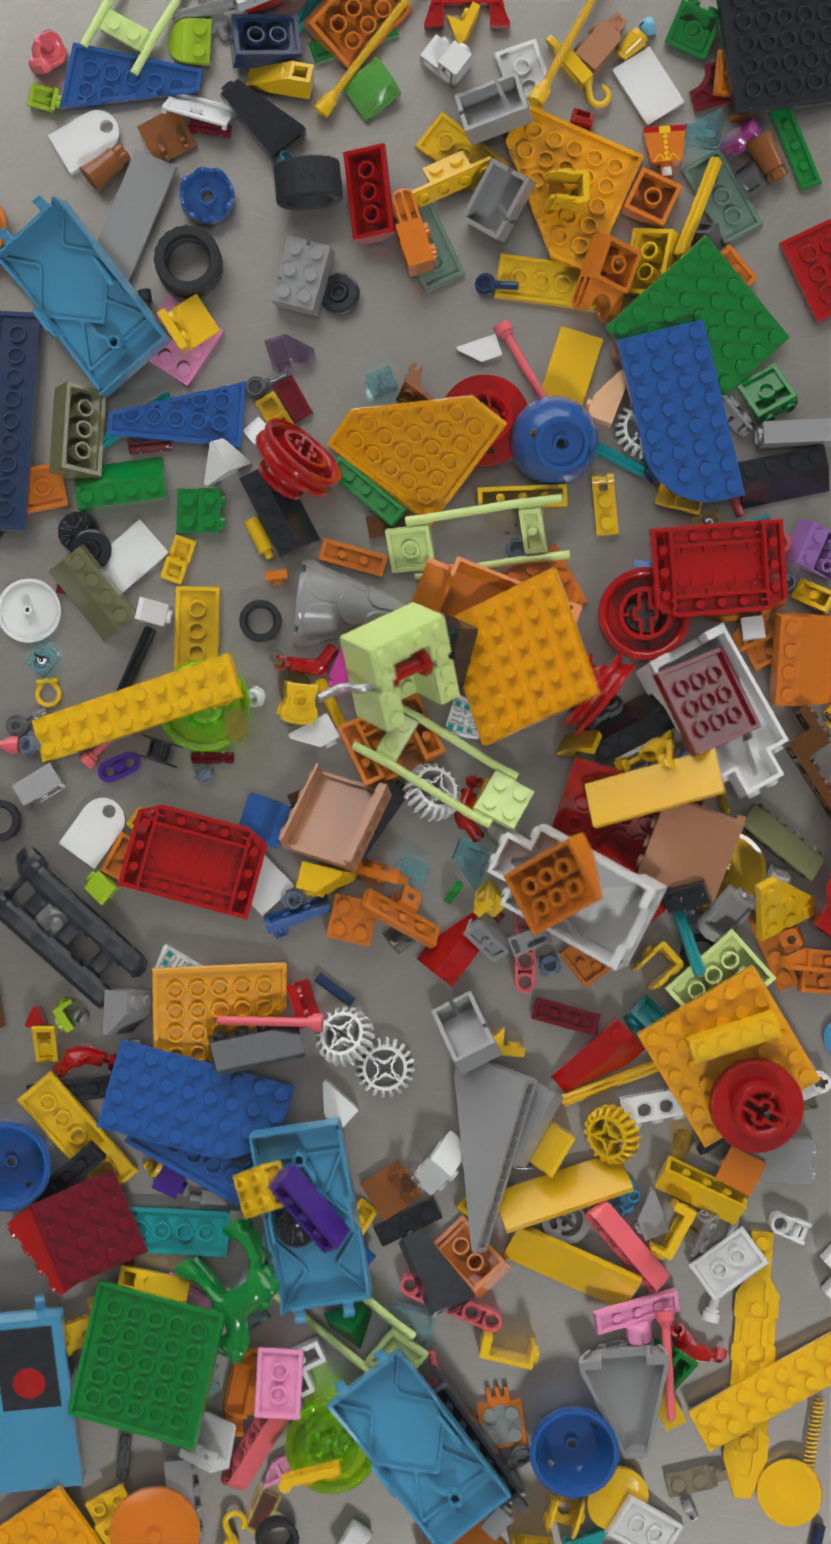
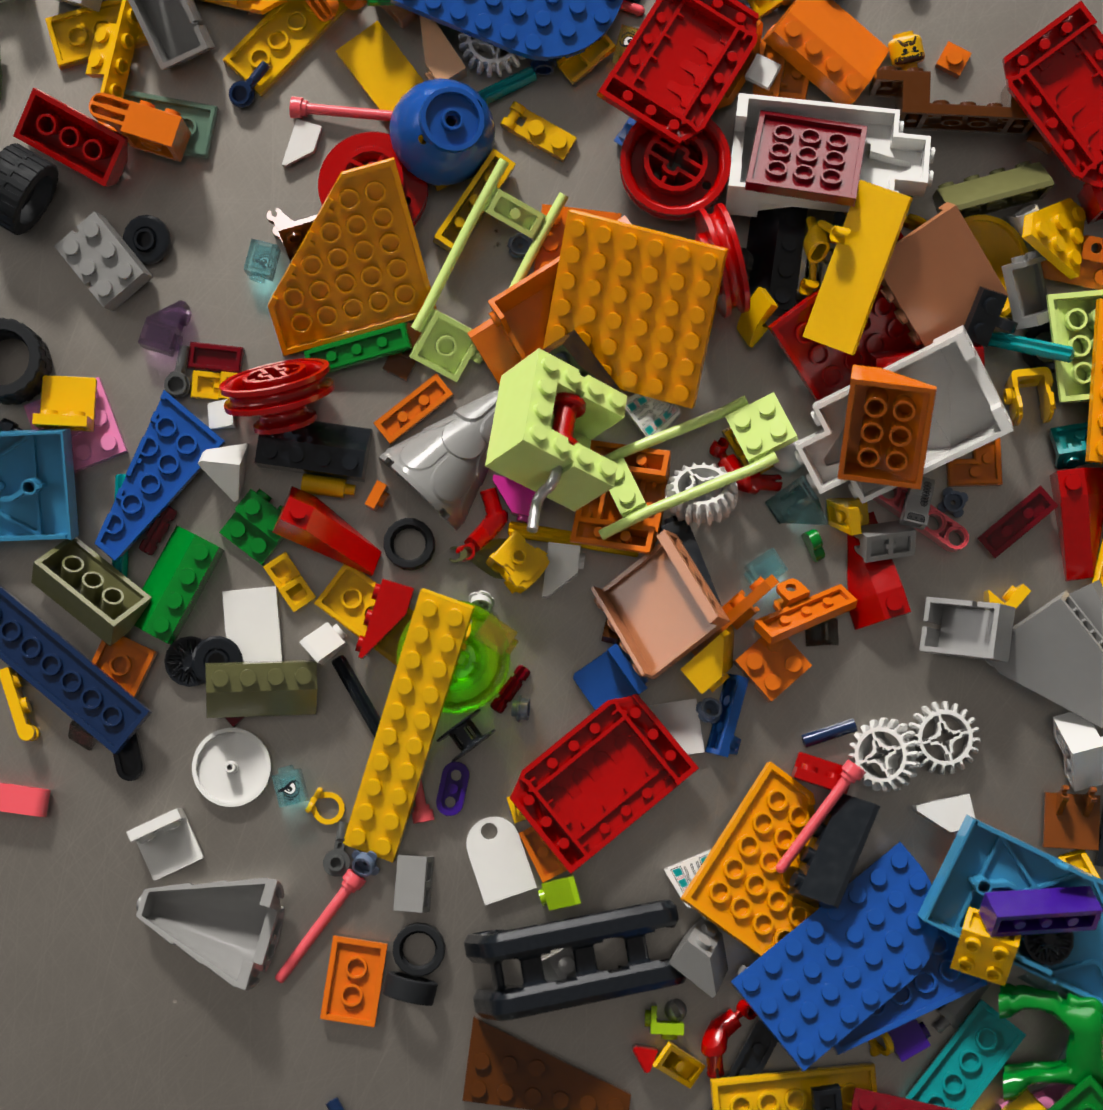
camera: 50 degrees left, 5 degrees down
(206, 639) = (389, 610): none -> red slope
(227, 553) = (319, 528): none -> red wedge

